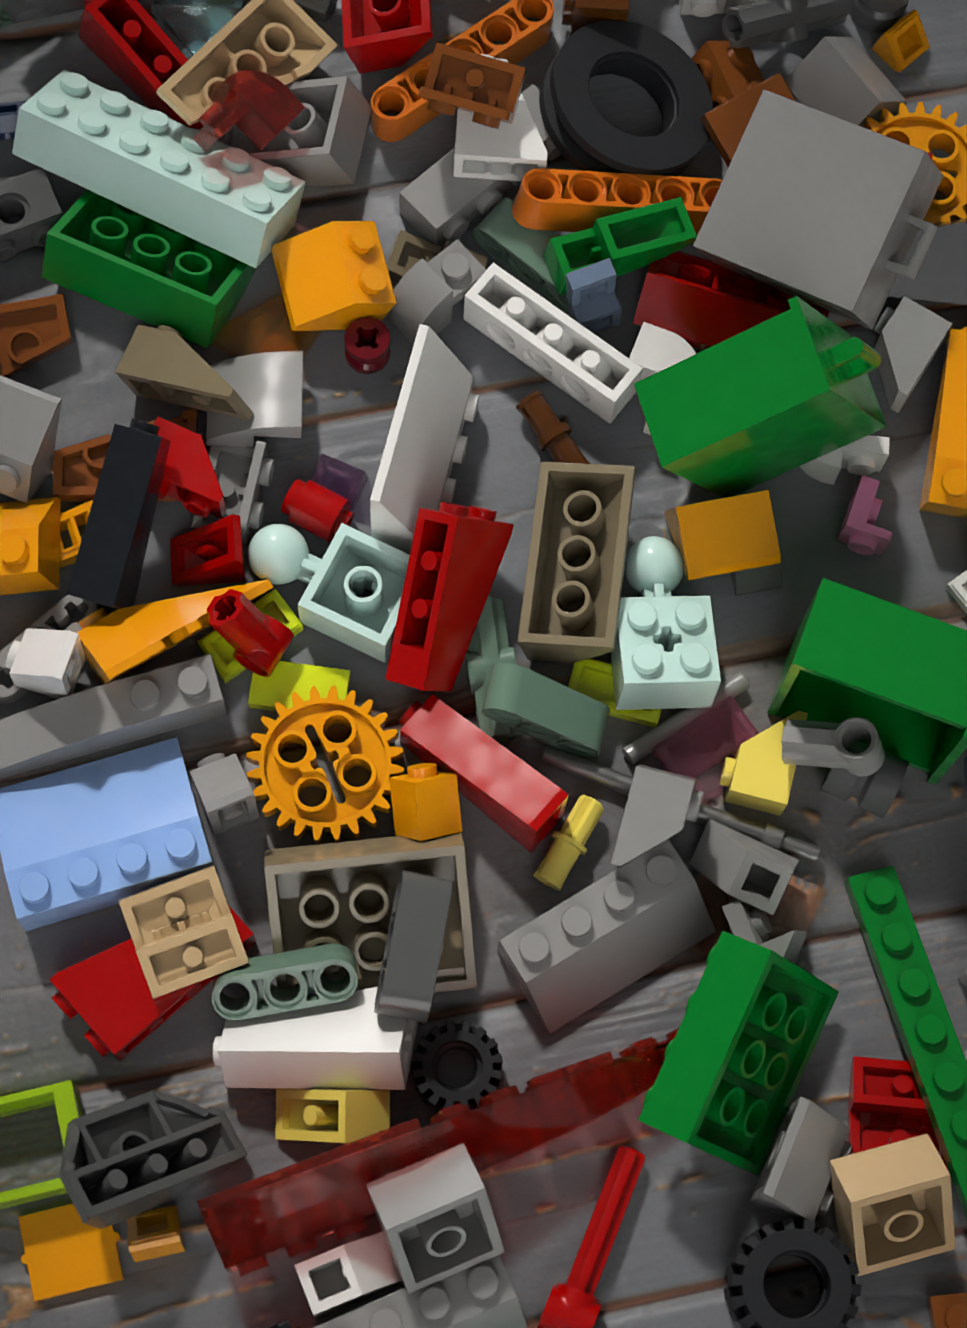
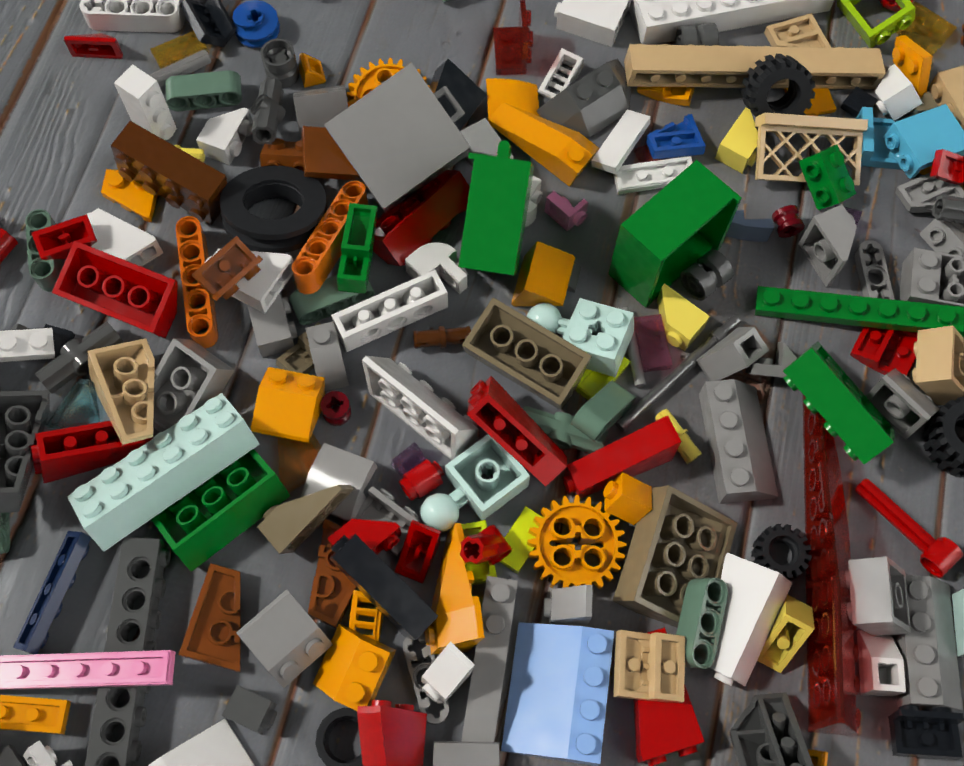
camera: 60 degrees left, 5 degrees down
(254, 103) = (163, 395): clear red brick -> none
(413, 946) = (717, 538): dark grey beam -> none
(593, 296) = (377, 276): sand blue slope -> none
(655, 811) = (690, 381): light grey slope -> none
(828, 745) = (693, 277): light grey piece -> none

